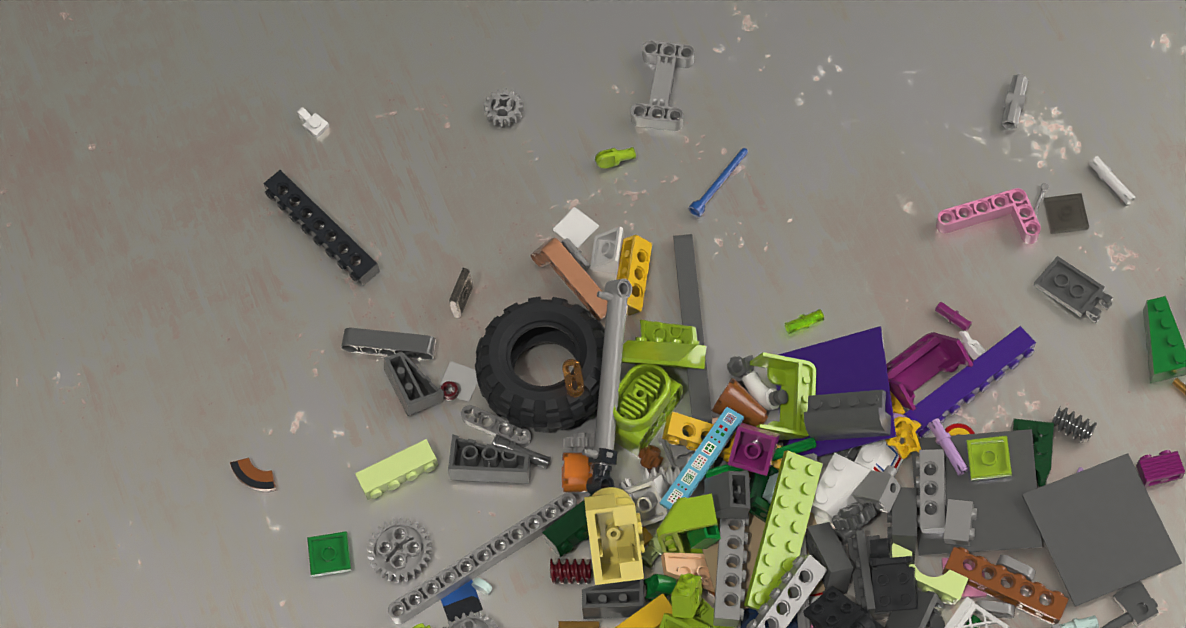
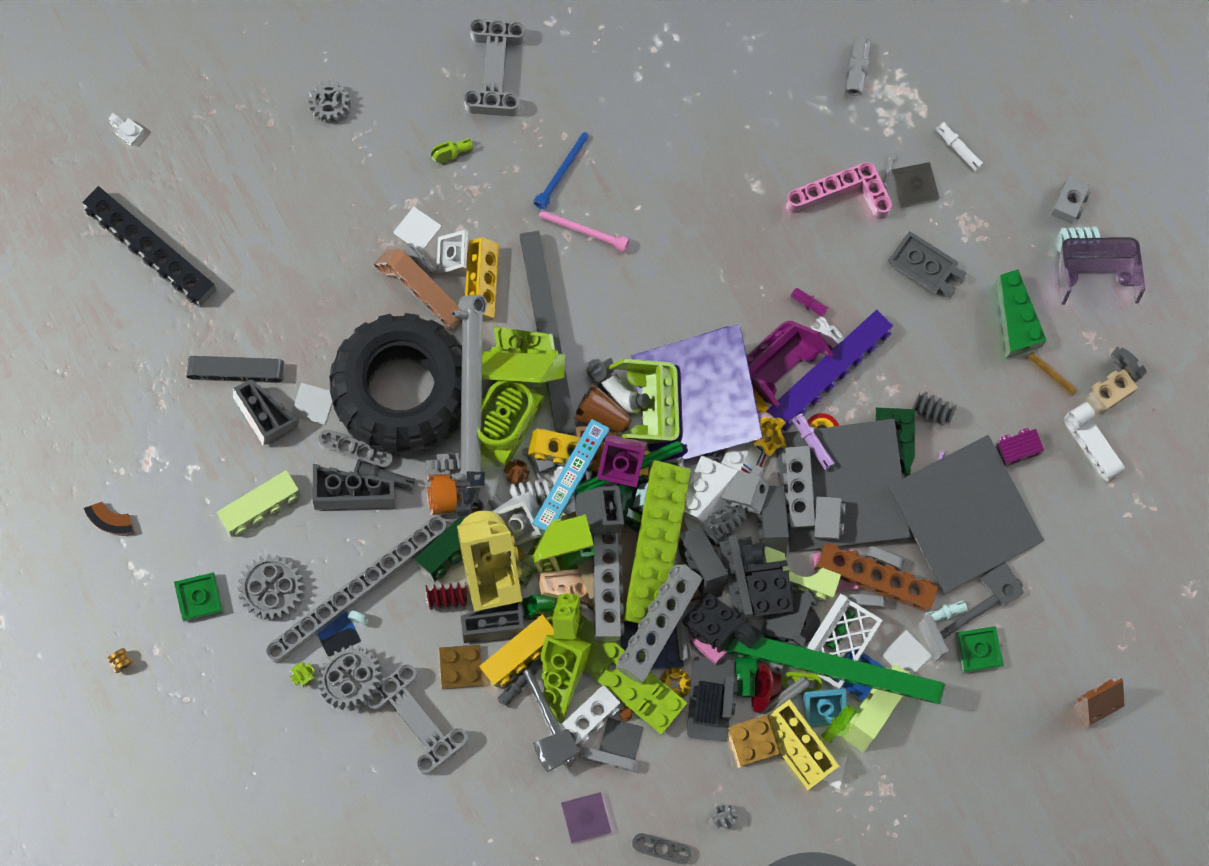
camera: 20 degrees left, 10 degrees up
(246, 608) = (120, 660): none -> pearl gold wheel
(453, 395) = (308, 411): dark red bush -> none
(461, 293) = (305, 311): clear smoke plate -> none
(568, 378) = (439, 400): clear orange beam -> none
(771, 251) = (620, 242): none -> bright pink piece
(804, 321) = (660, 317): clear neon green pin -> none
(847, 415) = (712, 419): dark grey brick -> none
(989, 458) = (854, 450): lime plate -> none

